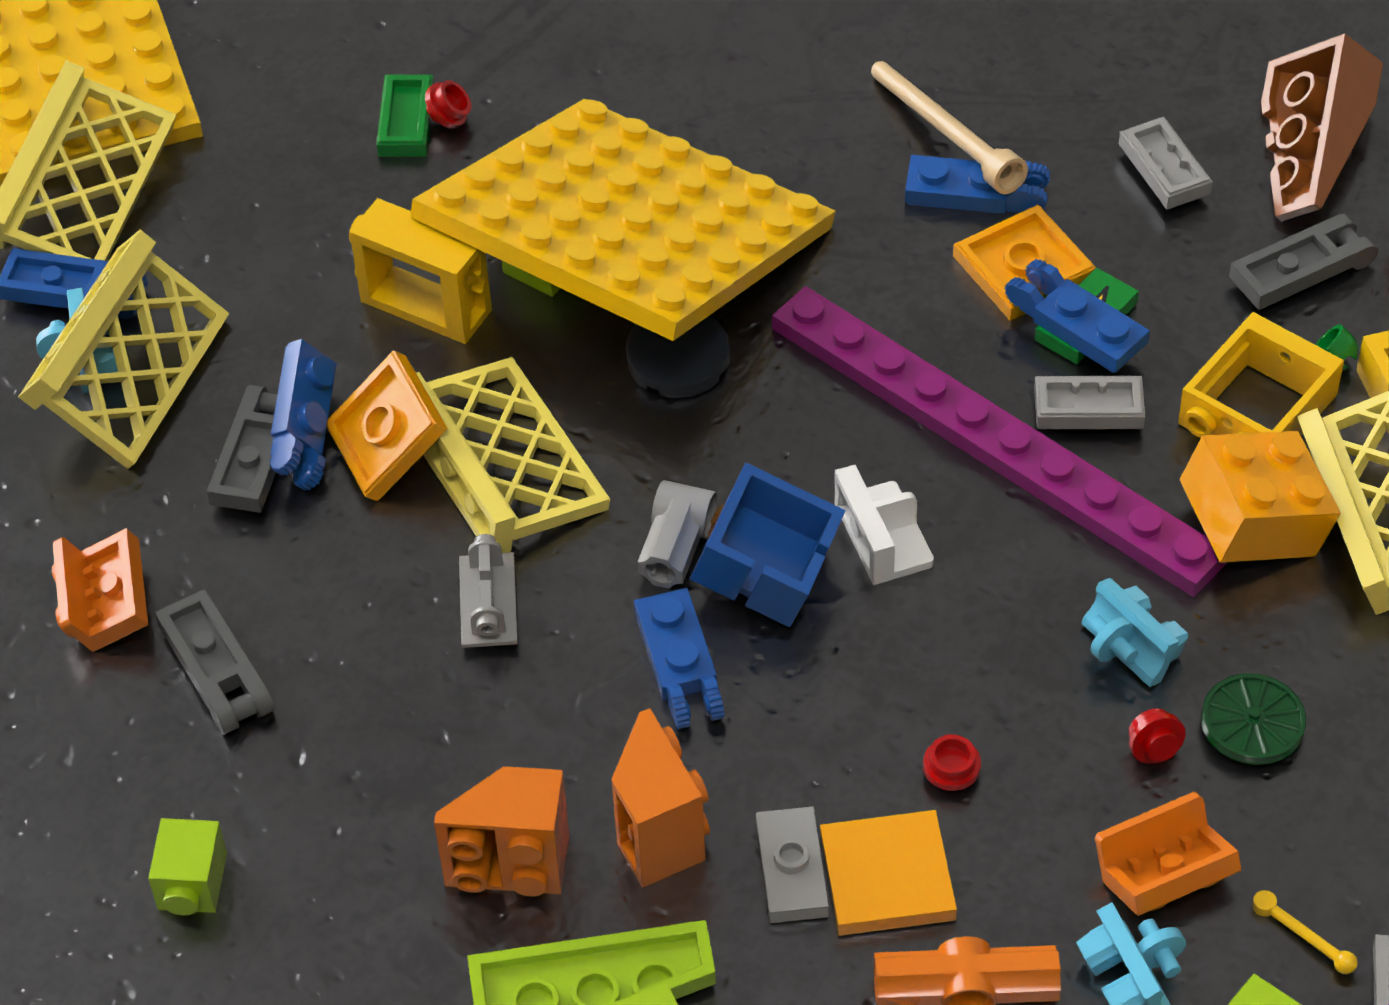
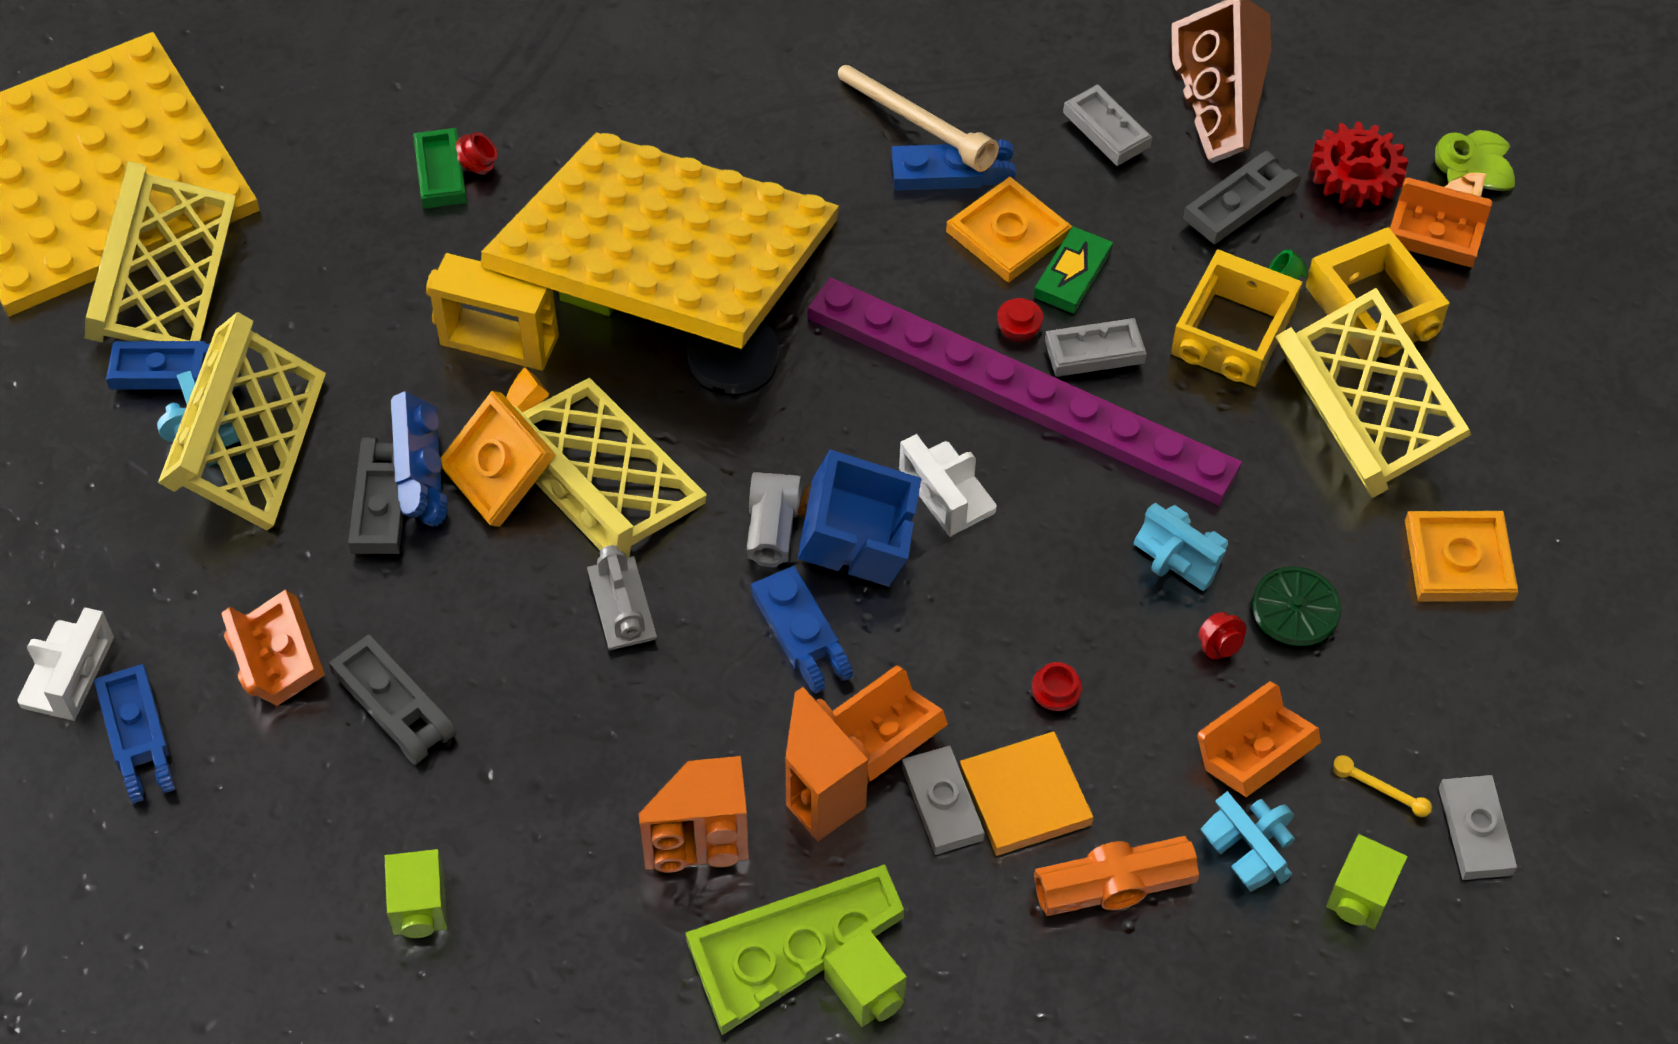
camera: 15 degrees left, 5 degrees up
(439, 361) = (526, 391): none -> light orange tile
(747, 768) = (889, 719): none -> orange bracket
(1011, 361) = (1020, 319): none -> red plate
(1077, 316) = (1068, 272): blue hinge -> none
(1259, 496) = (1260, 411): light orange brick -> none

